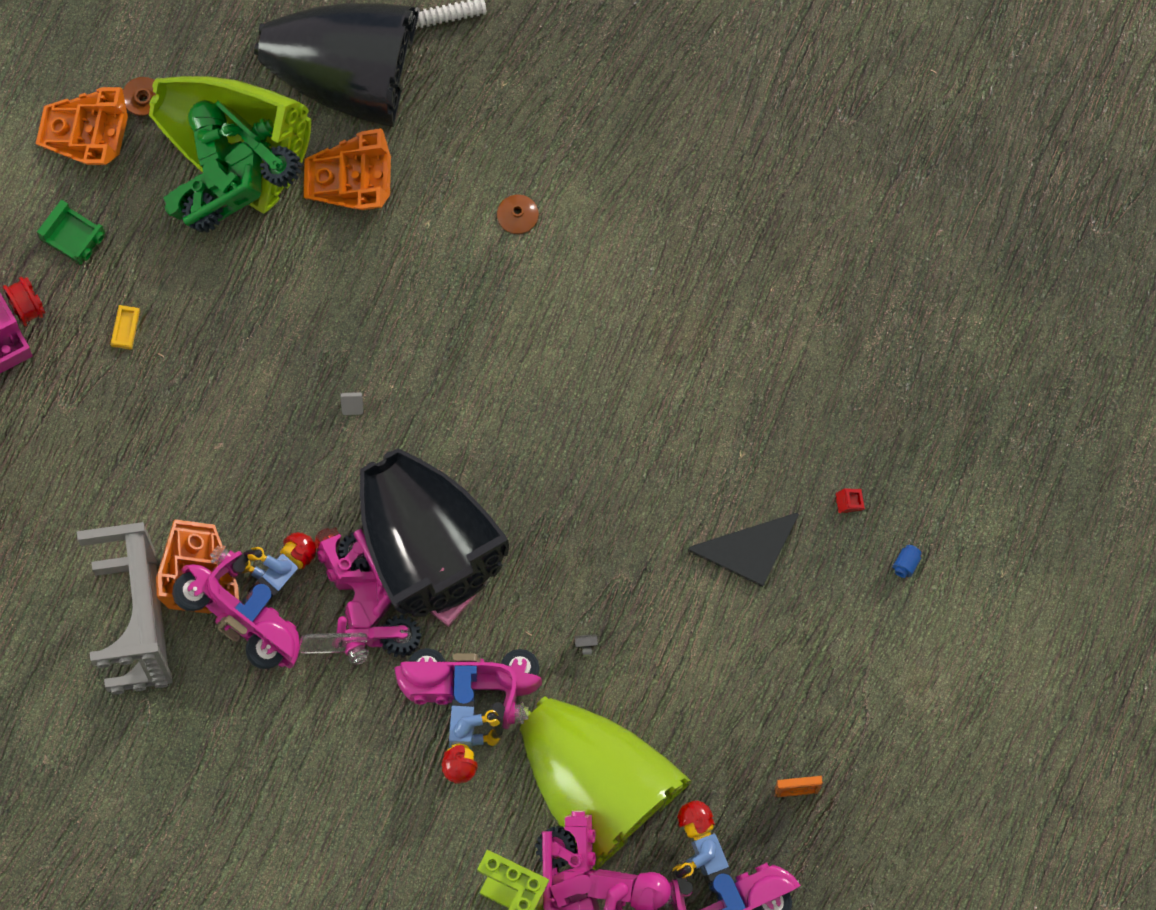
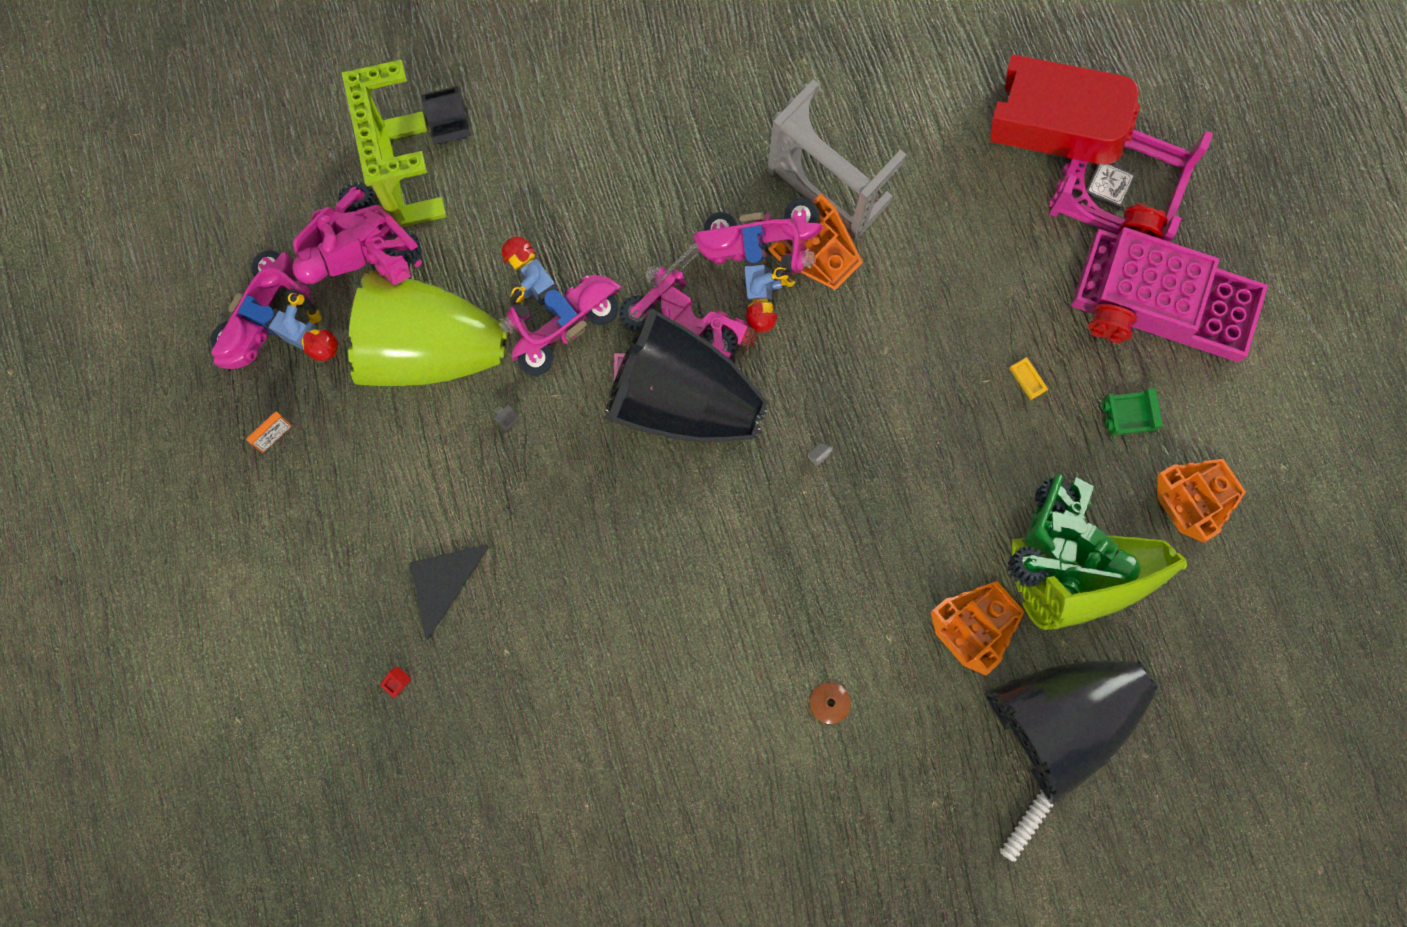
camera: 140 degrees right, 5 degrees up
(134, 91) = (1193, 553): dark orange dish -> none
(907, 561) = (314, 667): blue brick -> none

